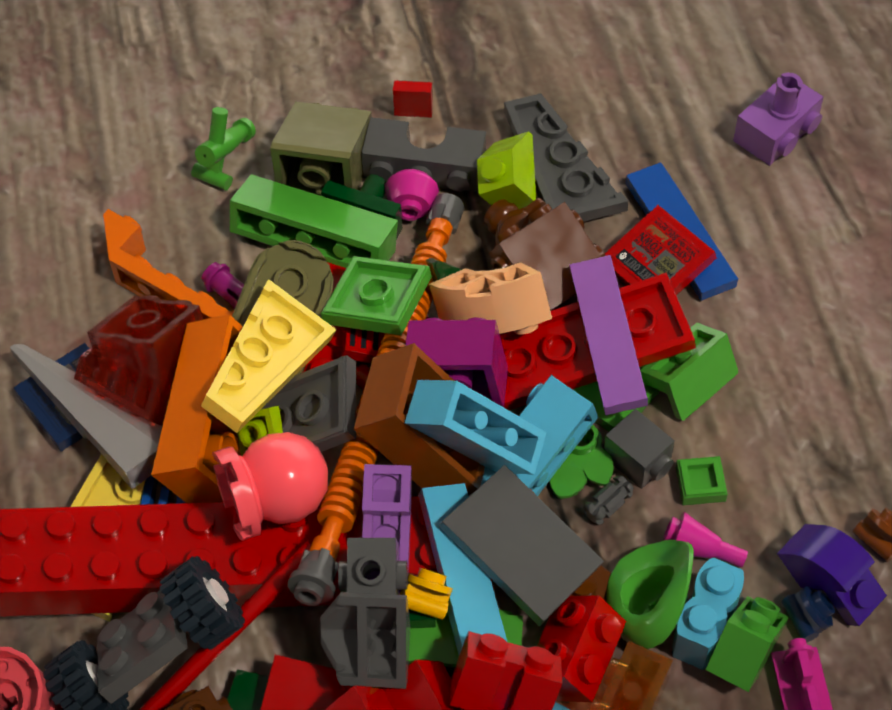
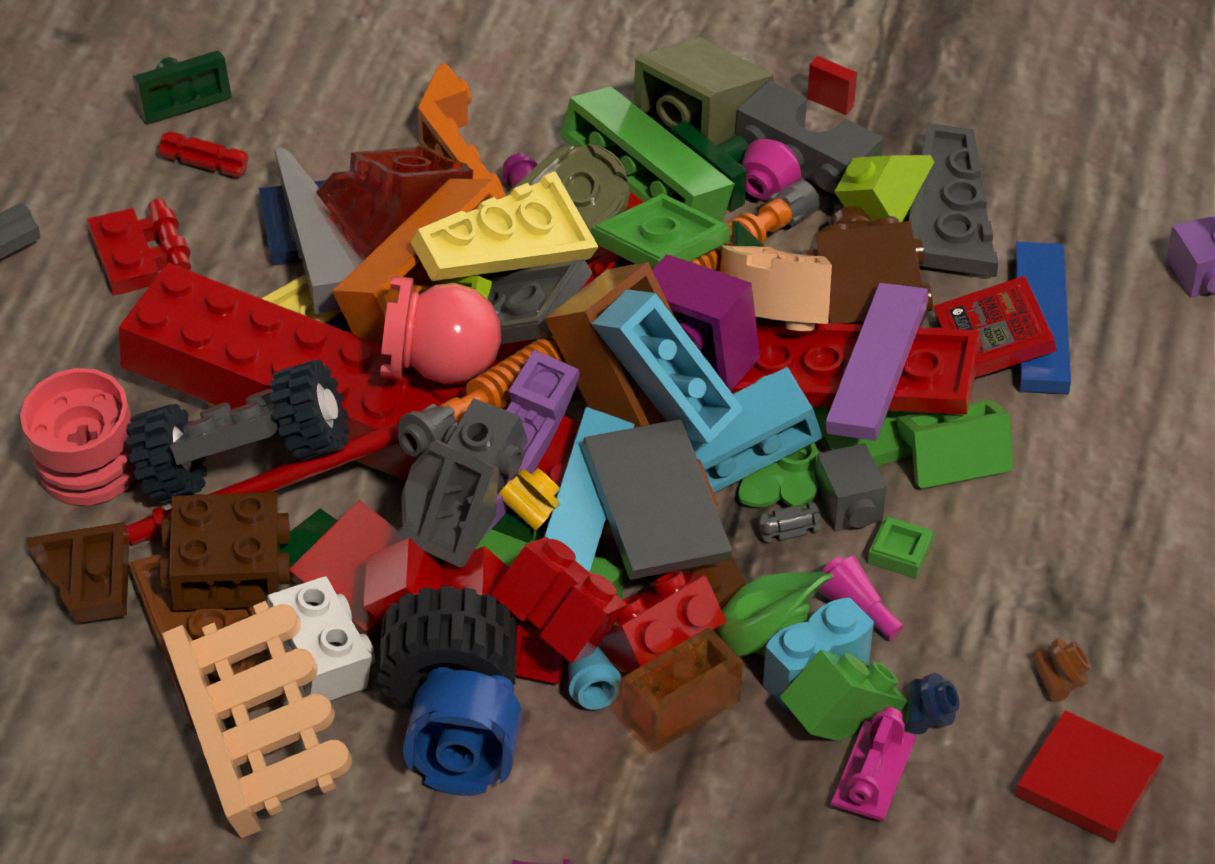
camera: 25 degrees right, 10 degrees down
(219, 145) = (596, 49): bright green piece -> none
(838, 565) = (981, 668): dark purple brick -> none

